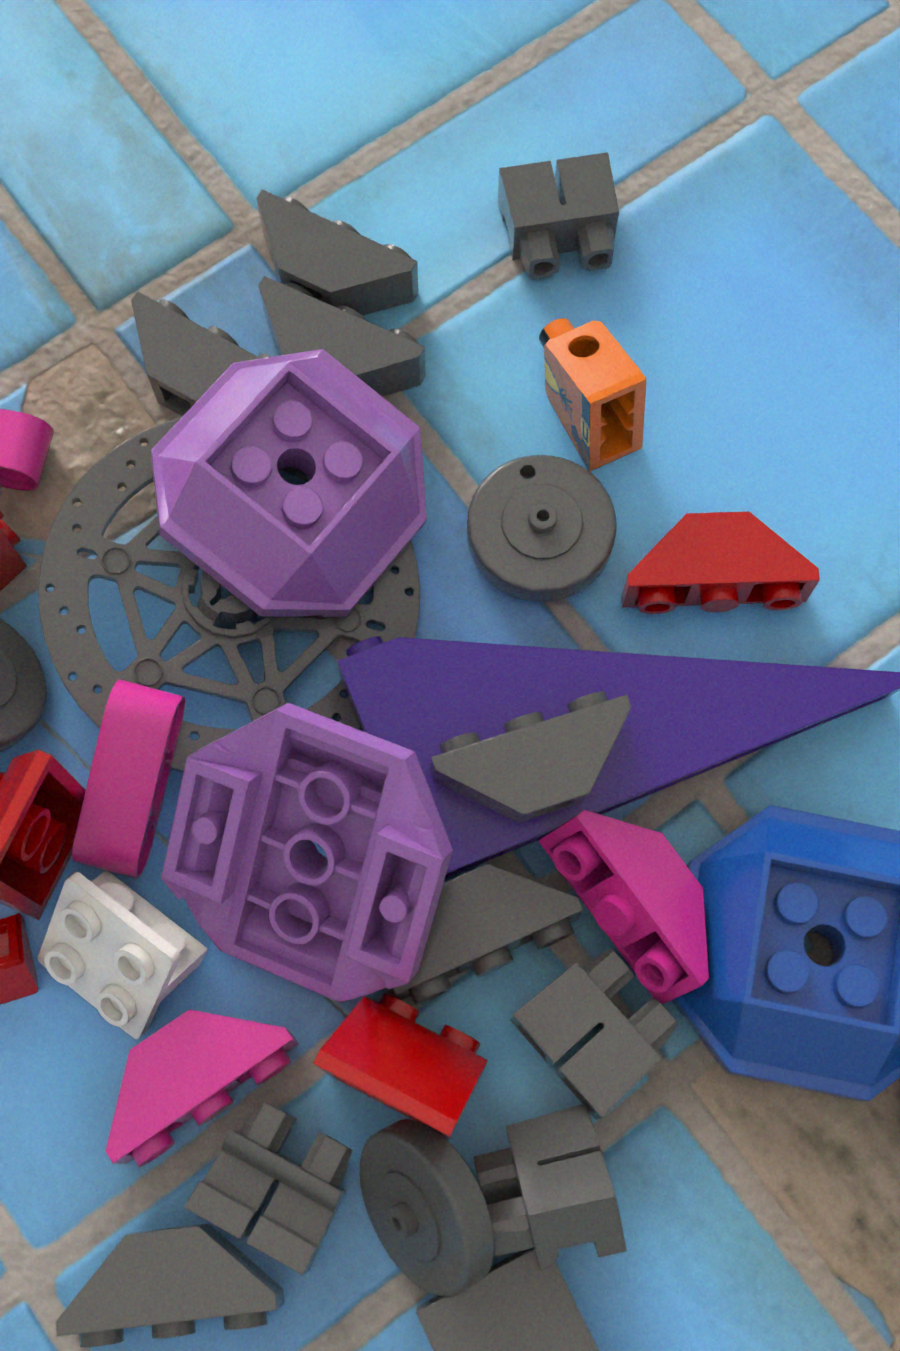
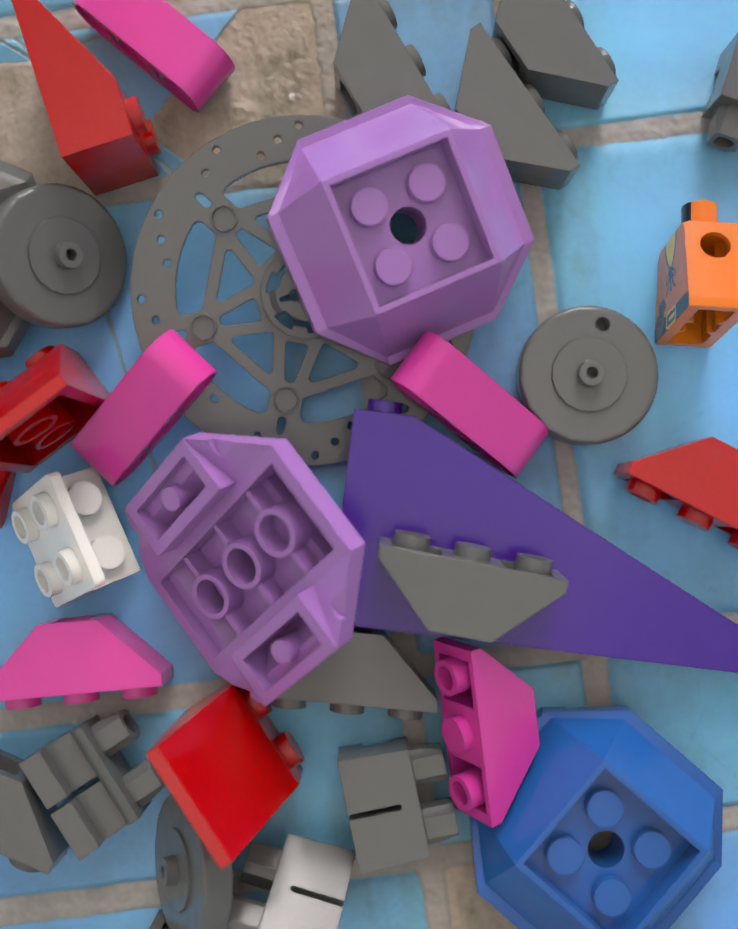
camera: 30 degrees right, 15 degrees up
(443, 602) = (470, 404): none -> dark pink beam

